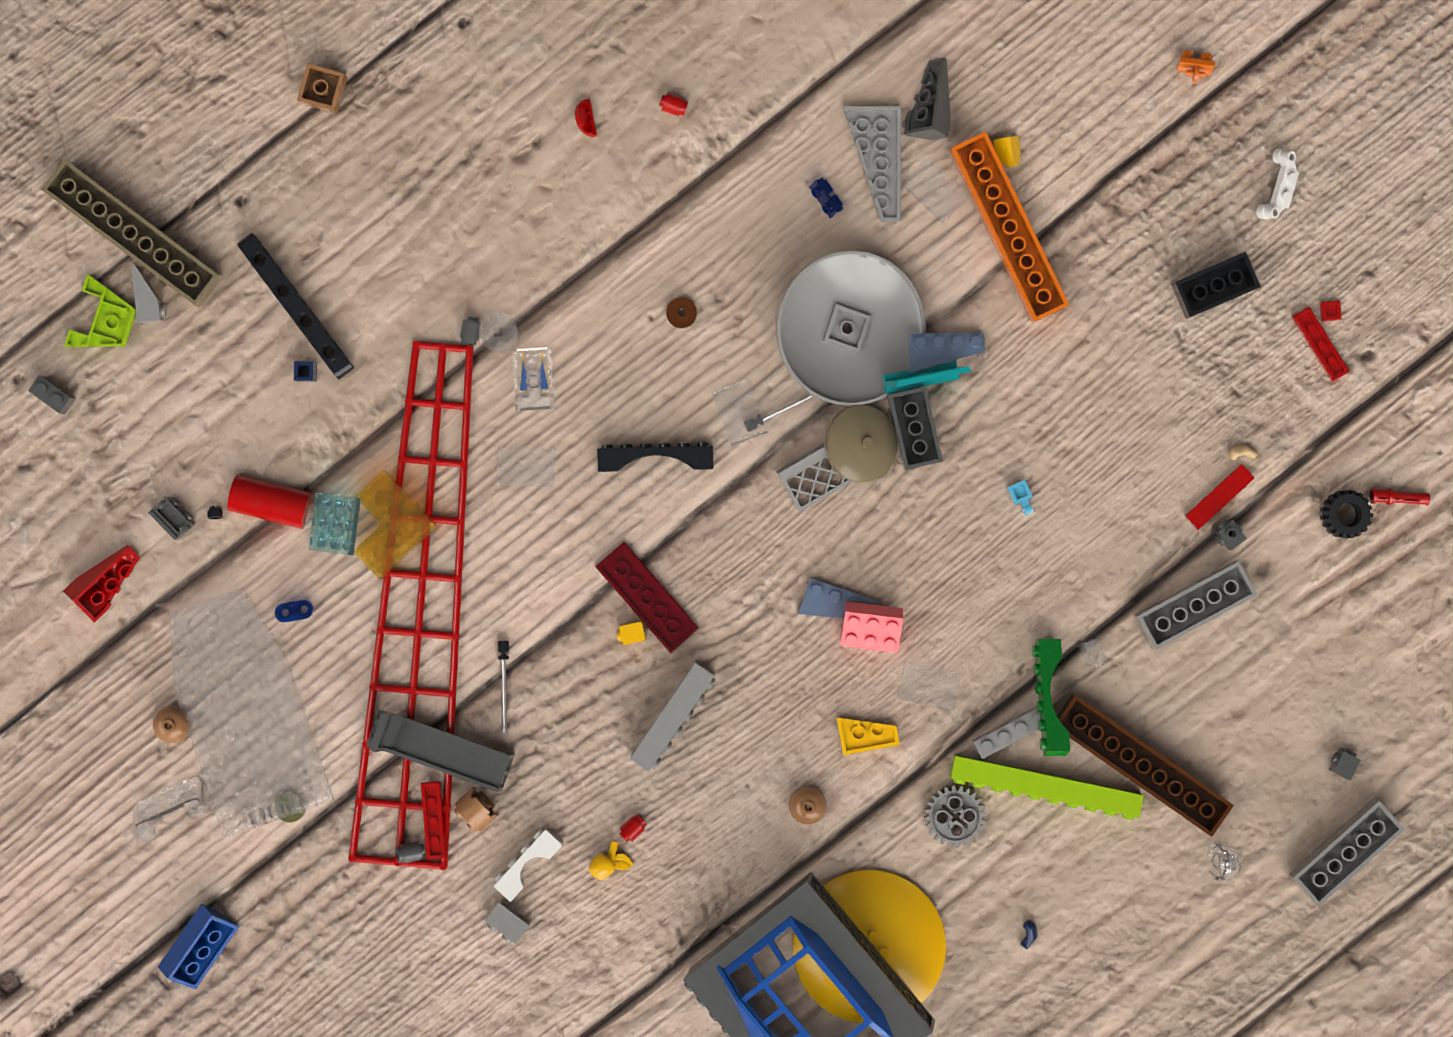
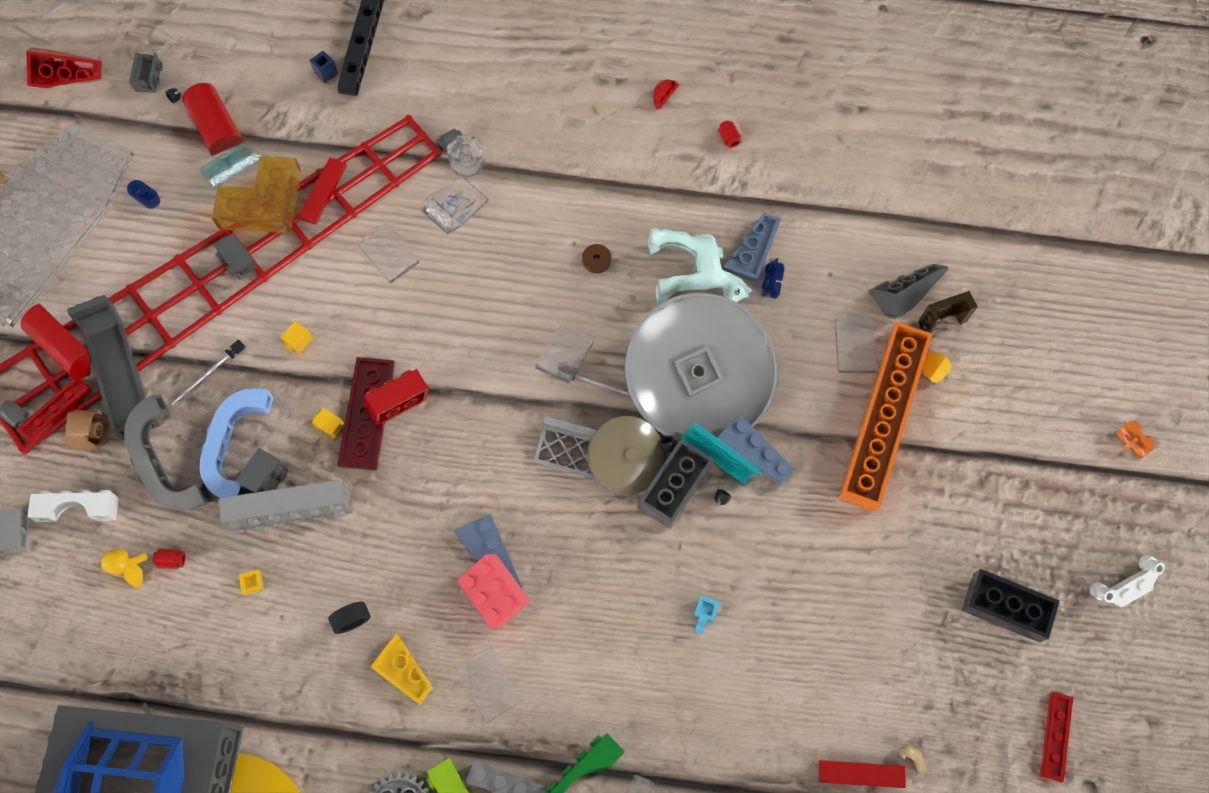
camera: 40 degrees right, 20 degrees down
(384, 777) = (56, 341): none -> red brick
(424, 470) = (322, 191): none -> red tile
(425, 586) = (235, 256): none -> dark grey hinge
(538, 598) = (296, 338): none -> yellow brick
(551, 788) = (147, 463): none -> dark grey arch
(567, 719) = (219, 434): none -> light blue arch
(614, 459) = (450, 303): black arch -> none
(633, 713) = (262, 473): none -> dark grey brick
(662, 568) = (395, 397): none -> red brick
(704, 785) = (251, 582): none -> yellow plate
(772, 240) = (707, 267): none -> light aqua animal
(789, 187) = (752, 253): none -> sand blue wing
(797, 740) = (349, 617): none -> black tyre
(813, 798) = (304, 678): medium nougat cylinder -> none
(878, 143) = (843, 281): light grey wing -> none
(881, 406) = (667, 443): none -> black hinge
(953, 403) = (723, 496): none -> black hinge
(984, 82) = (960, 305): none -> dark brown panel
(1330, 311) = (1088, 718): red tile -> none

